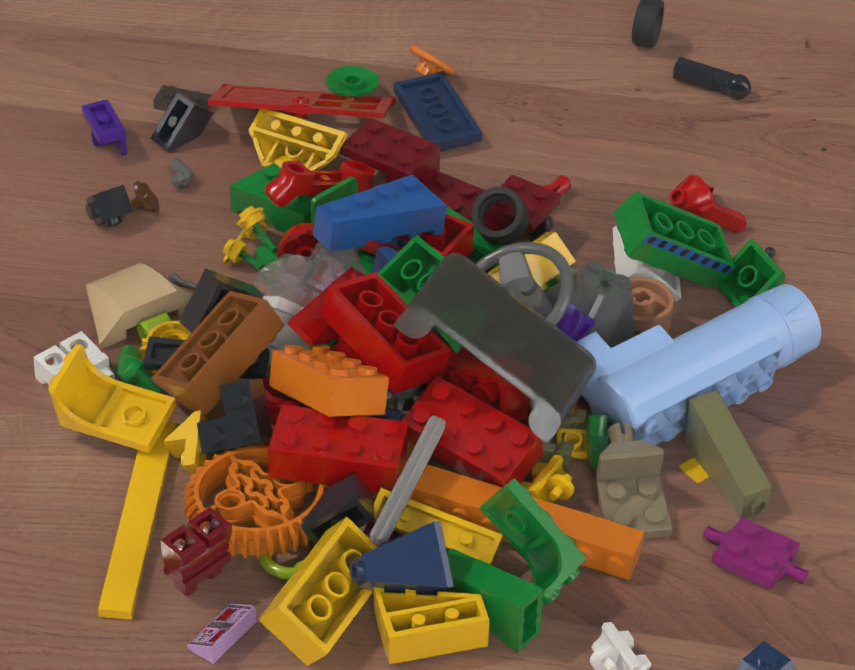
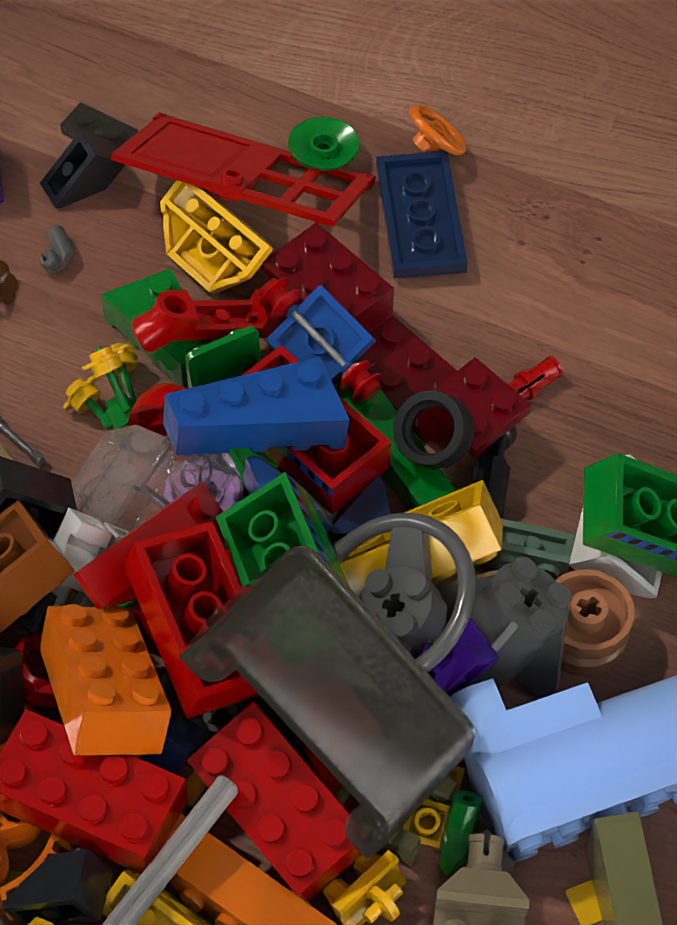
camera: 15 degrees right, 15 degrees up
(394, 166) = (322, 330): none -> blue plate

